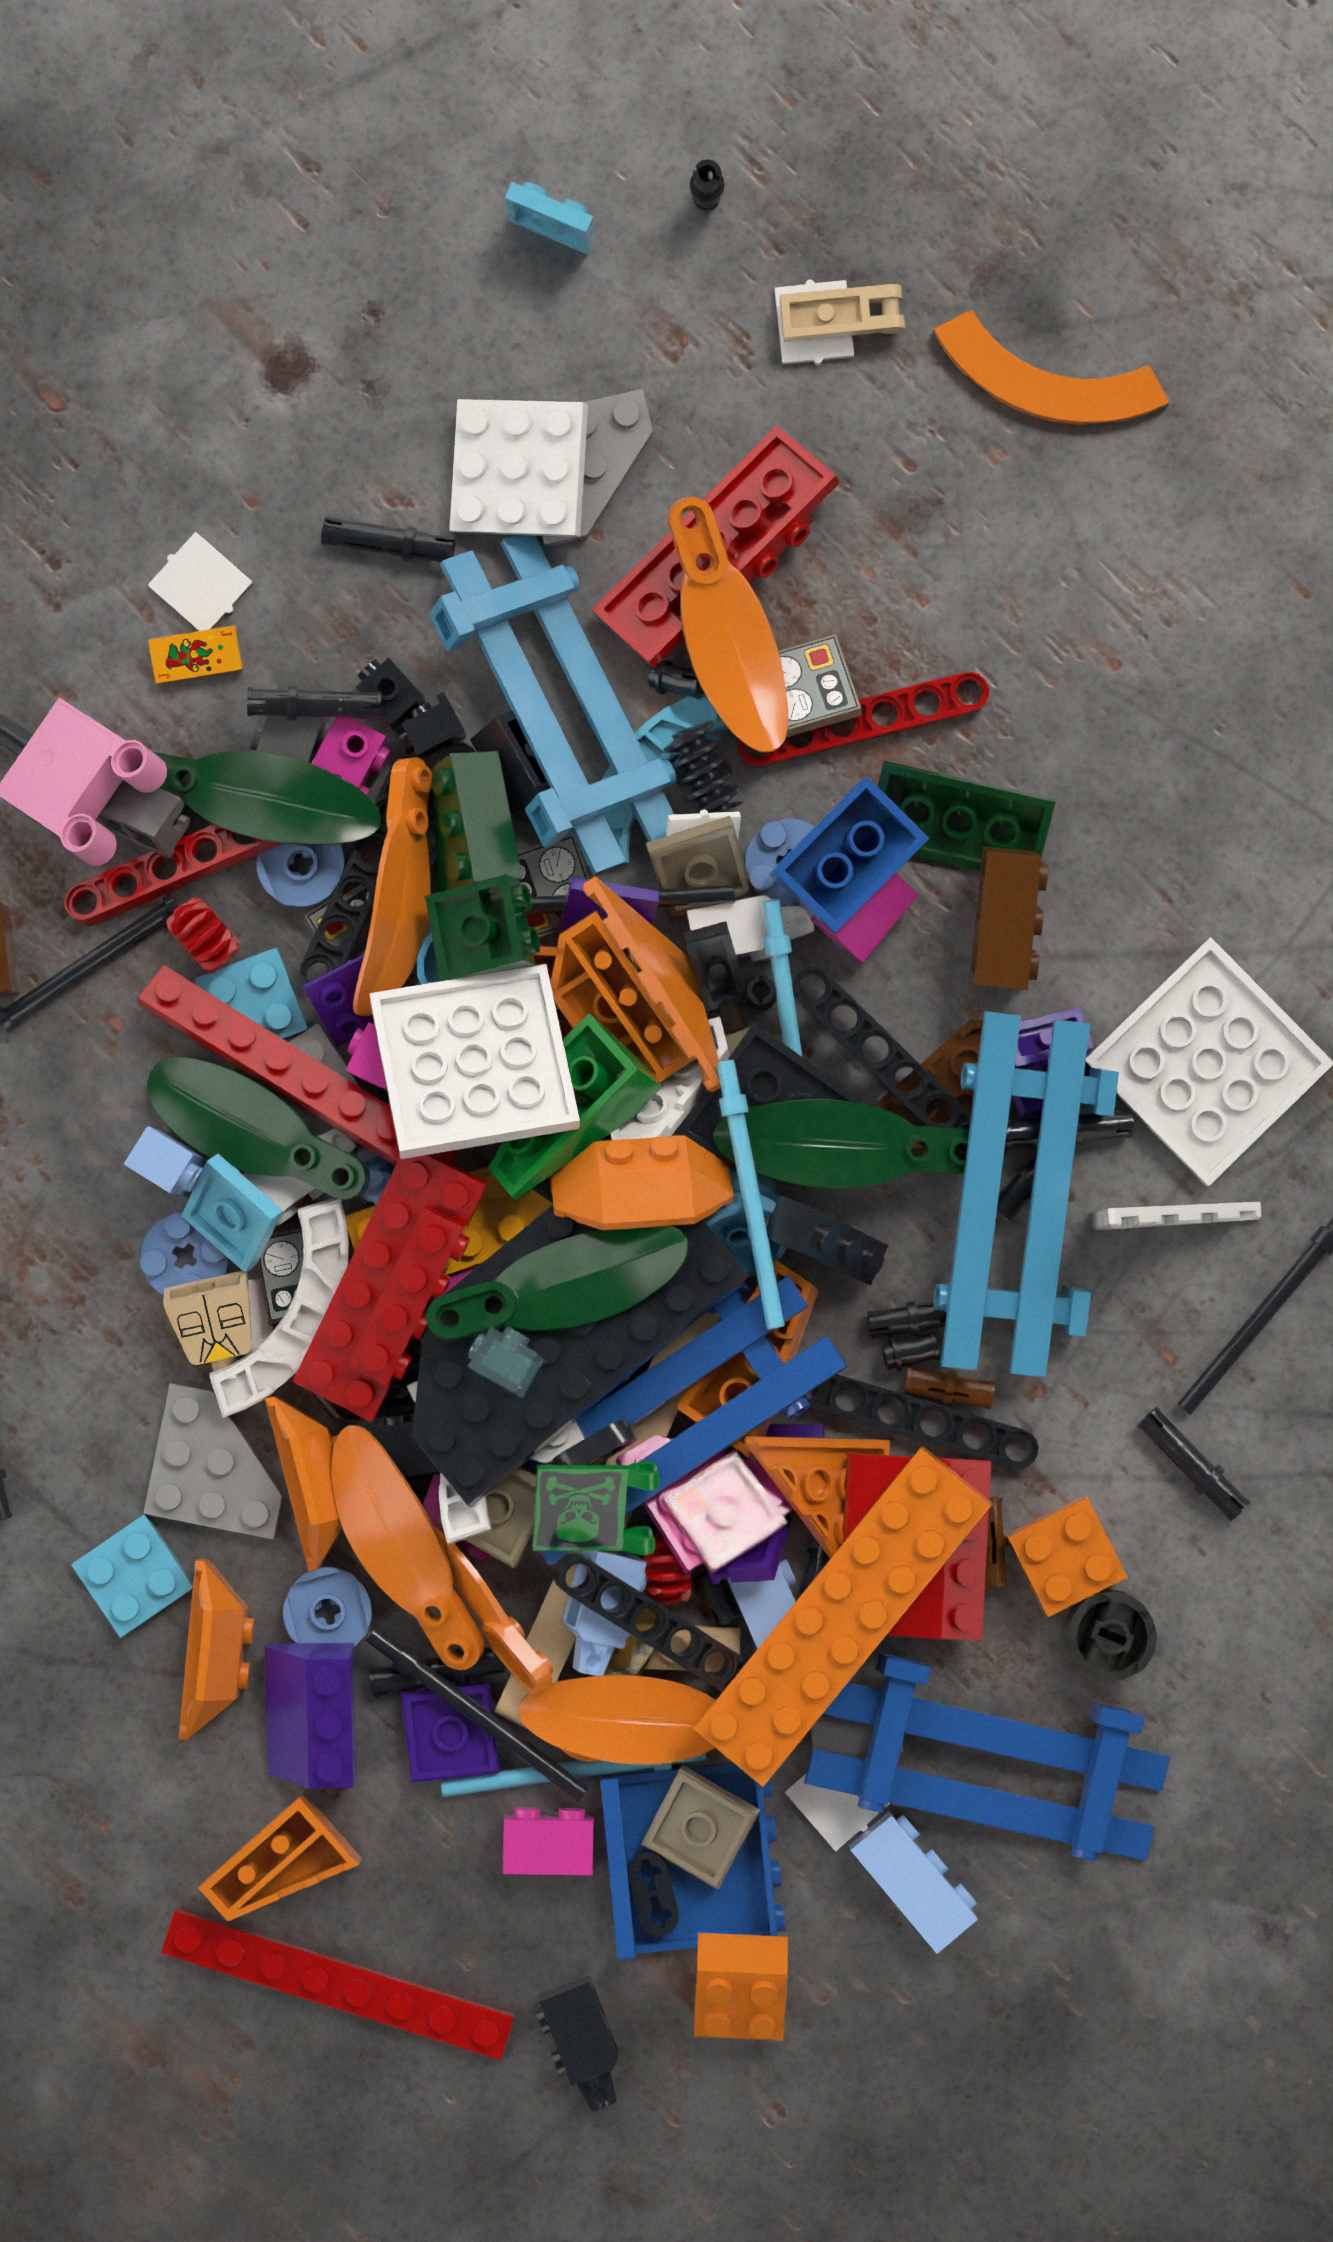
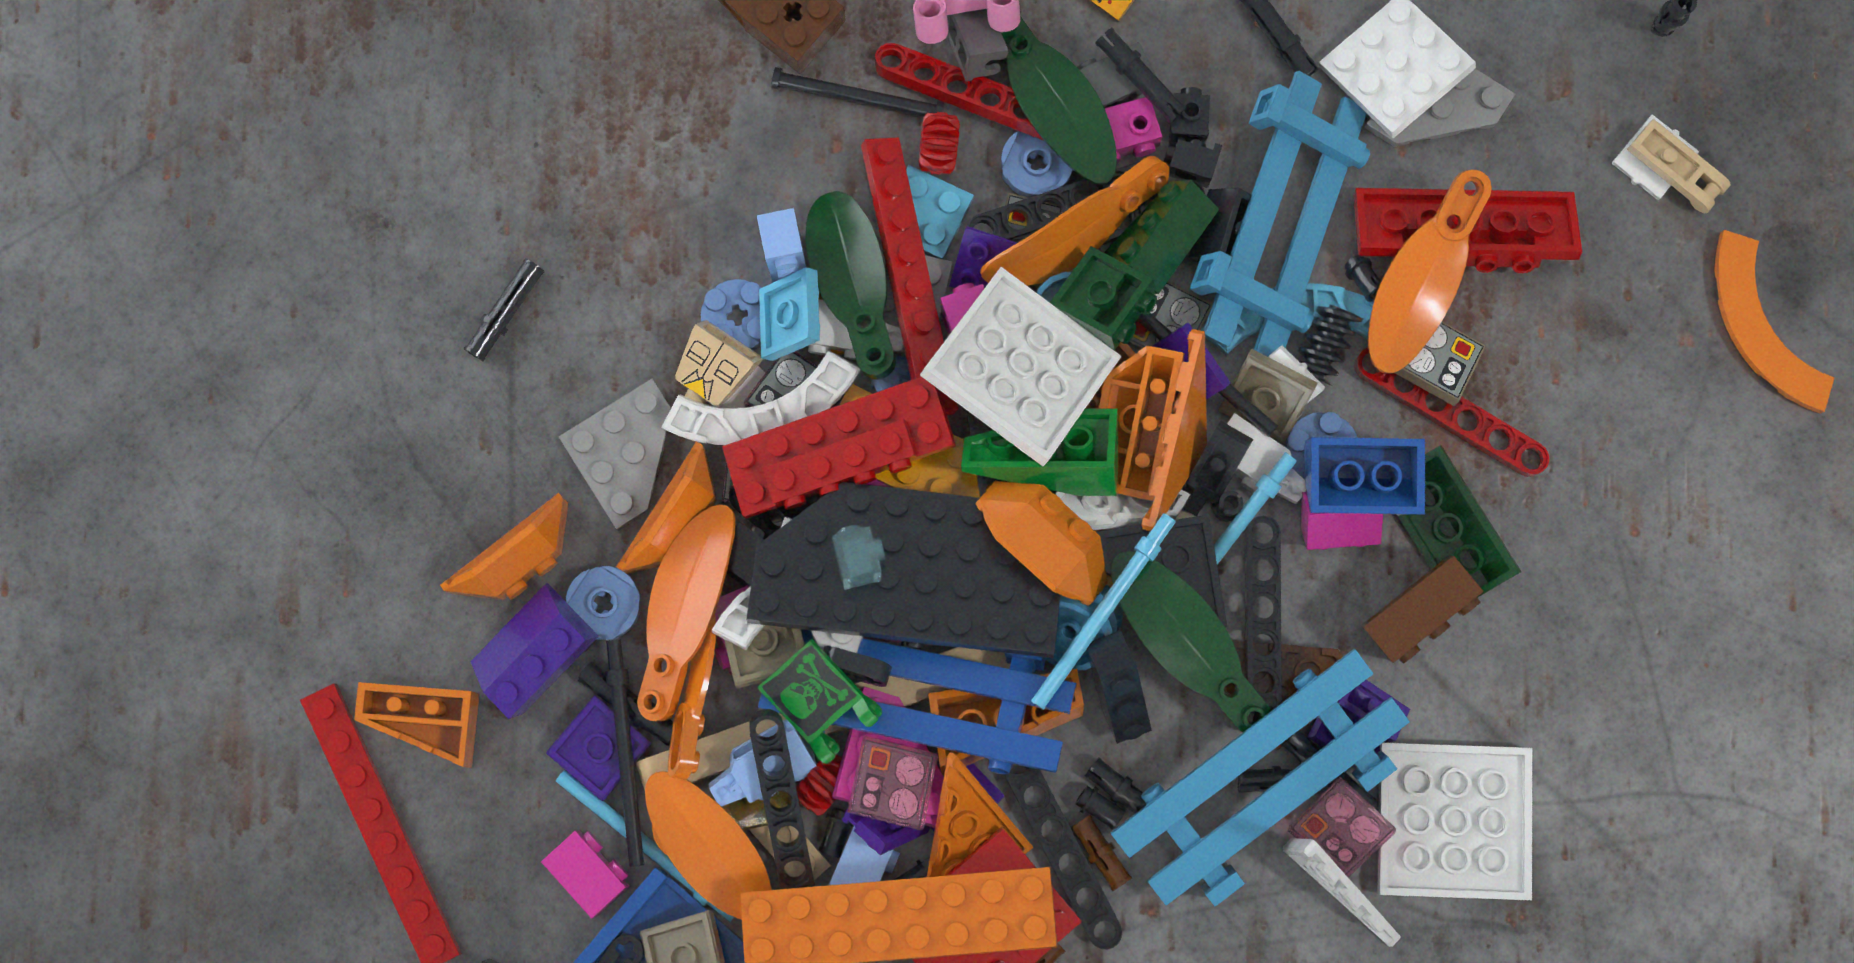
camera: 45 degrees right, 5 degrees down
(133, 1575) = (515, 466): medium azure plate -> none
(567, 1283) = (941, 549): dark green plant -> none
(1124, 1164) = (1343, 826): none -> clear pink tile

